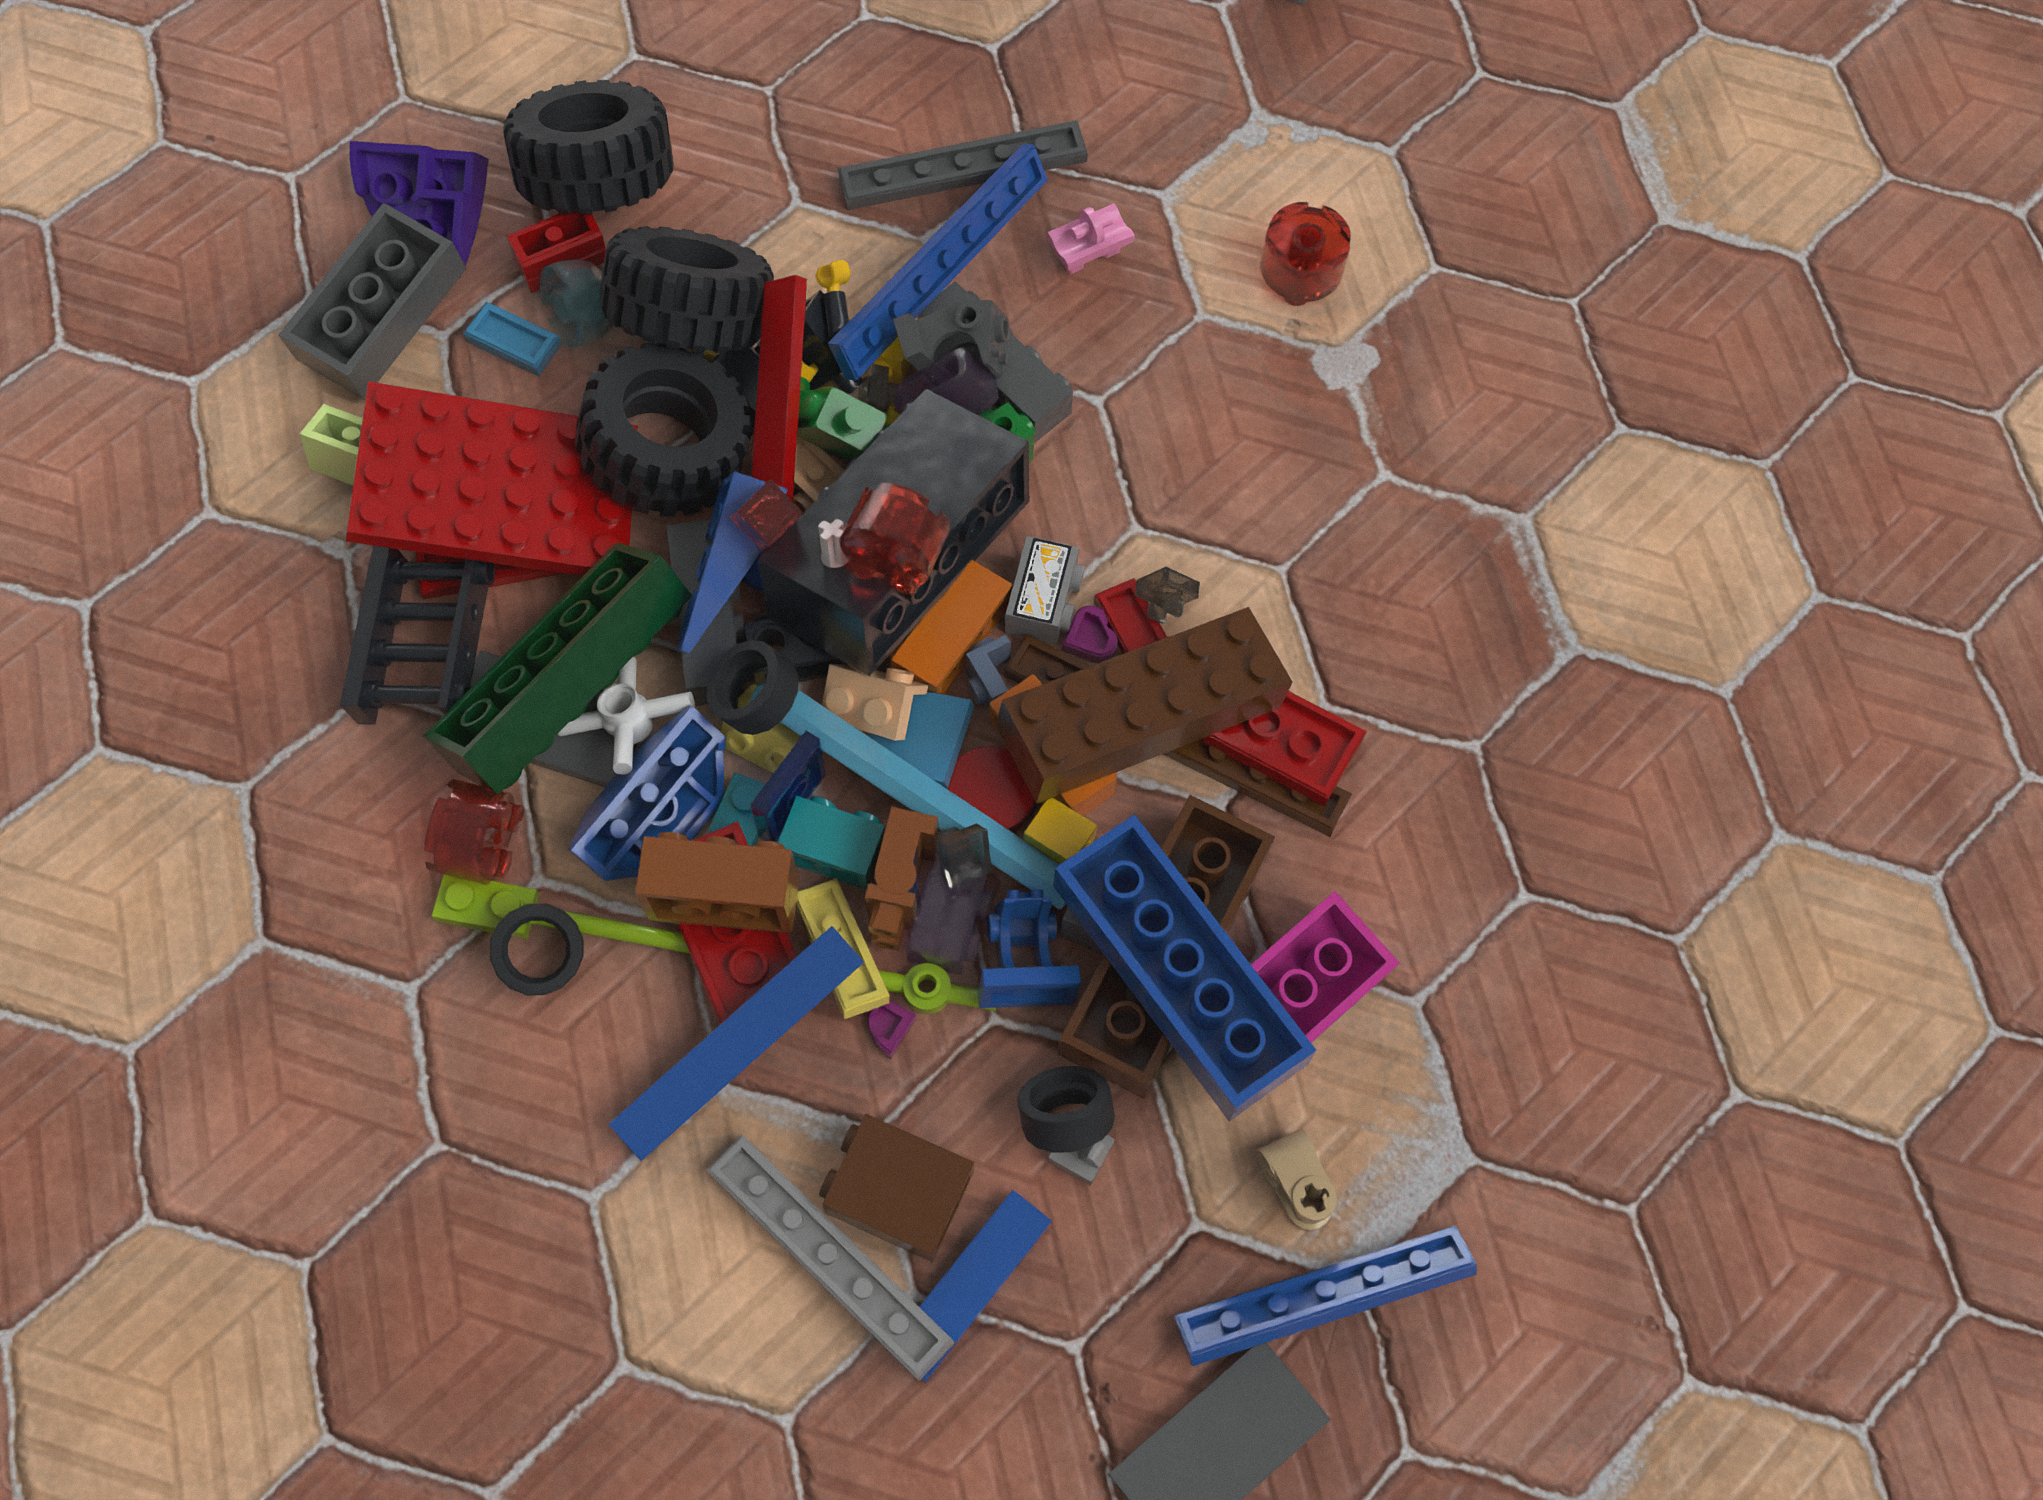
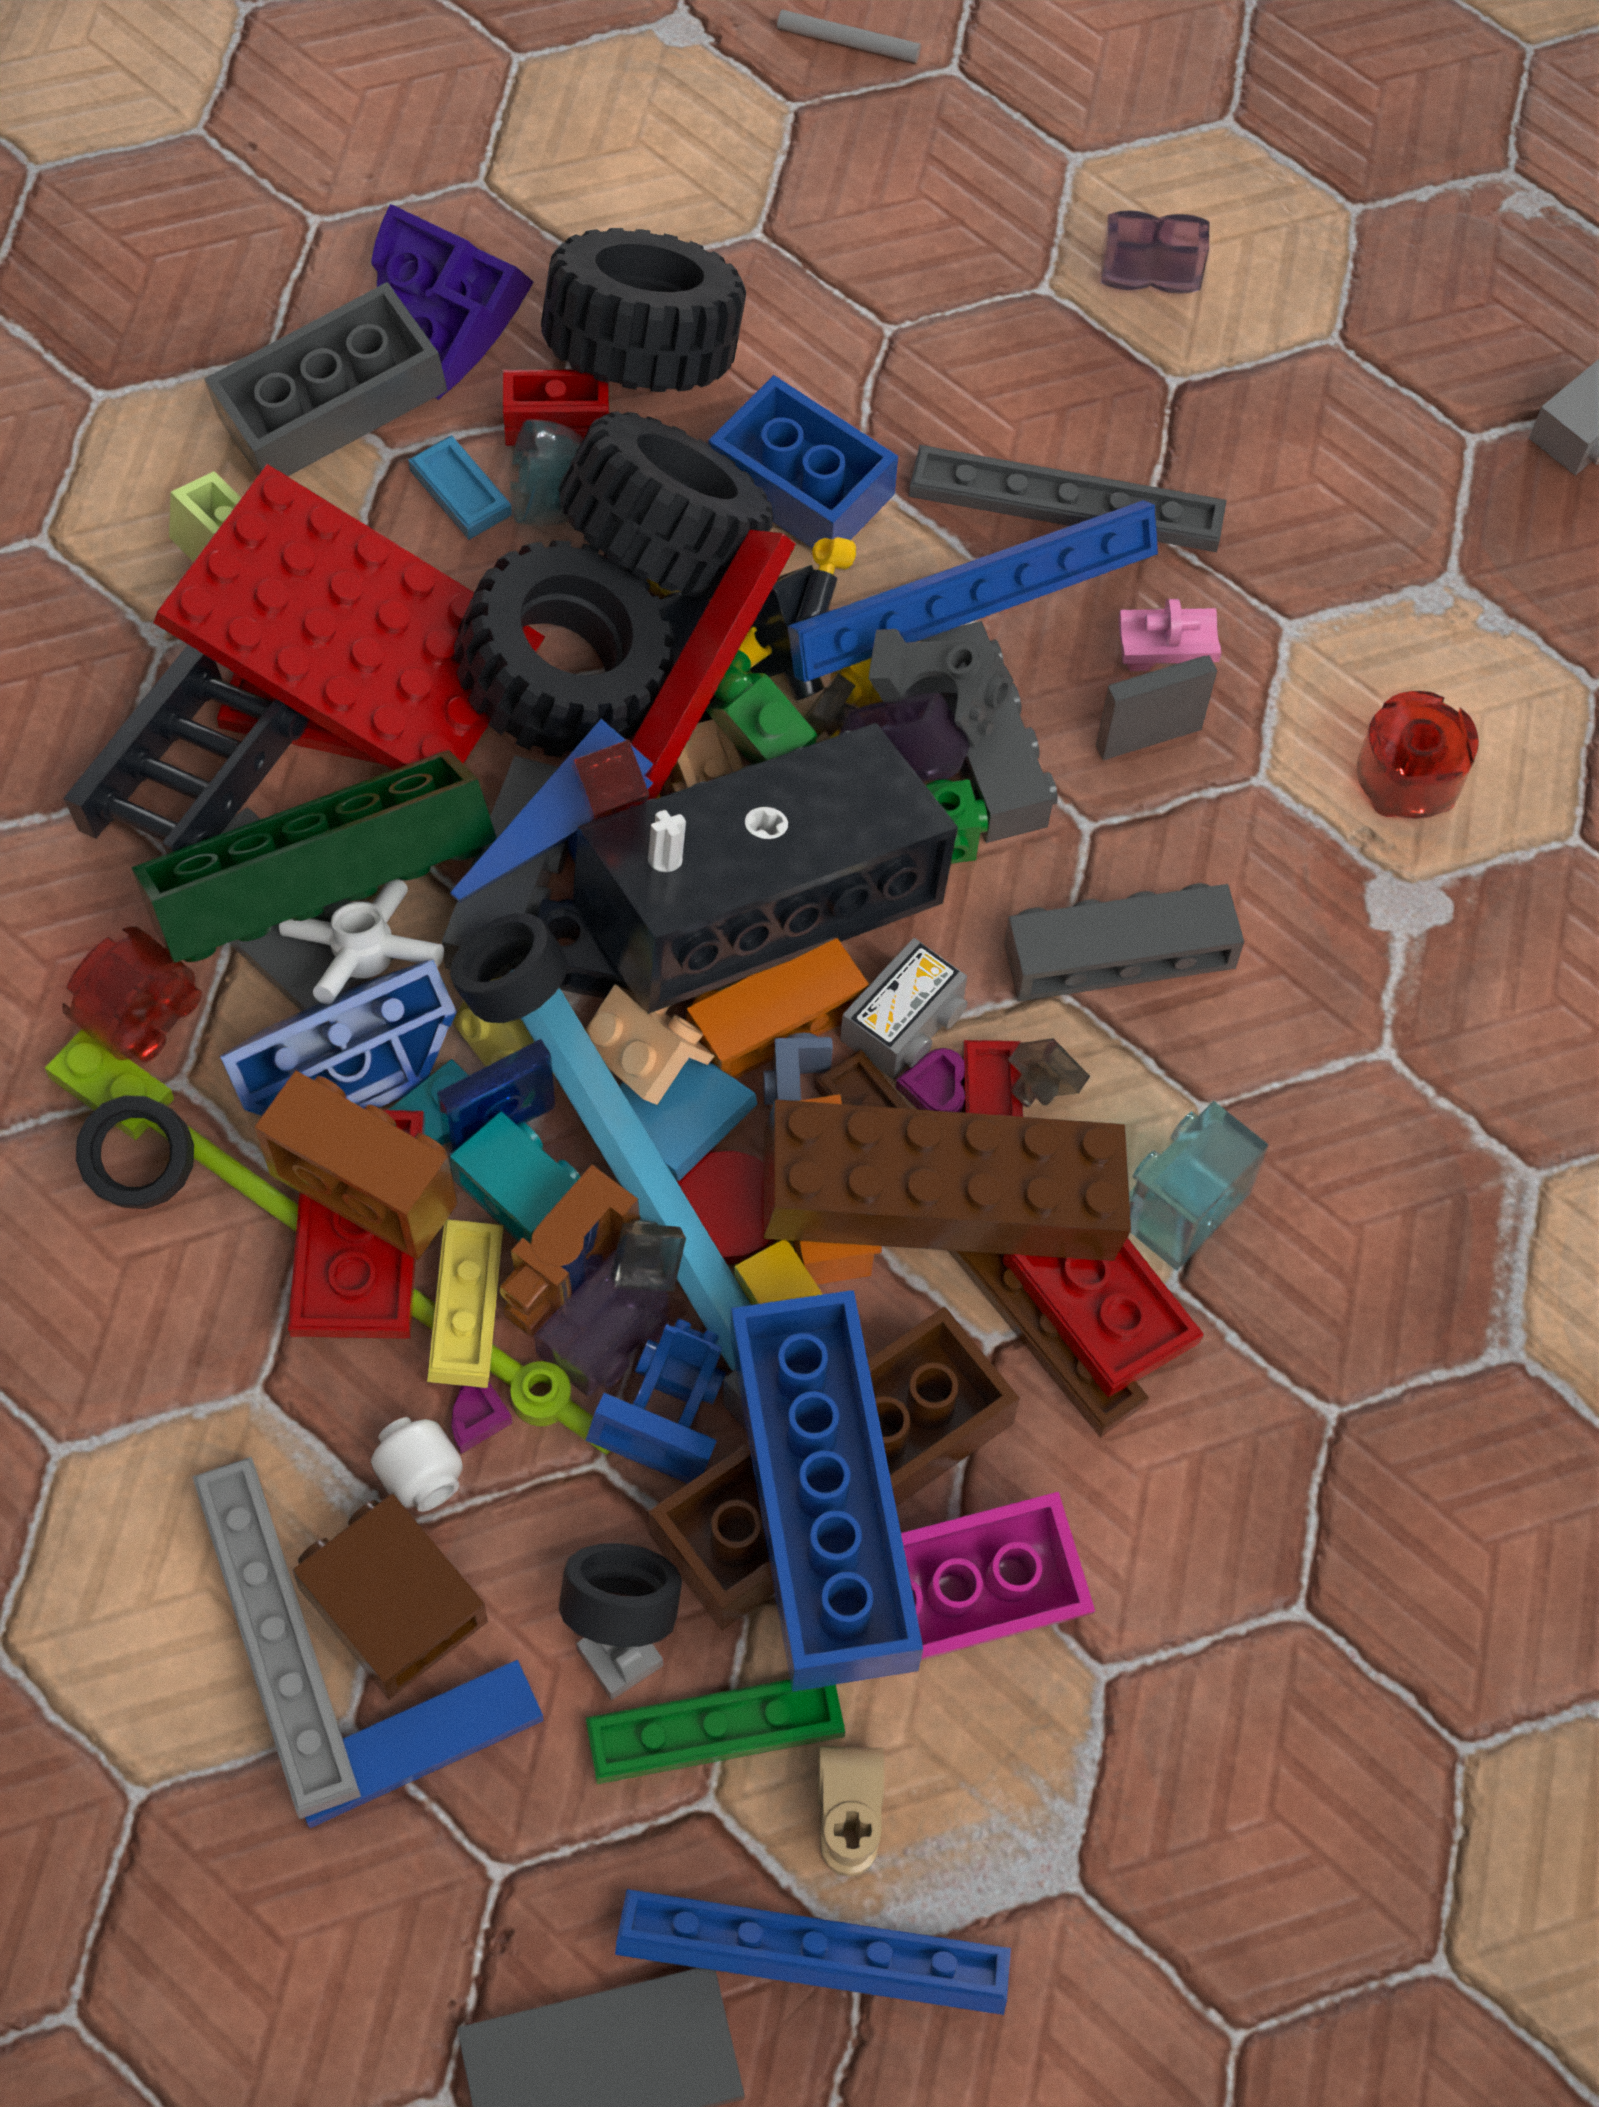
camera: 25 degrees right, 5 degrees down
(736, 1043) = (295, 1351): blue tile -> none
(769, 211) = (809, 462): none -> blue brick
(867, 1082) = (417, 1463): none -> white head
(893, 537) = (731, 860): clear red brick -> none
(1110, 293) = (1155, 707): none -> dark grey tile
(1169, 474) = (1123, 941): none -> dark grey brick
(1170, 1173) = (711, 1729): none -> green tile
(1313, 625) = (1194, 1183): none -> clear light blue brick

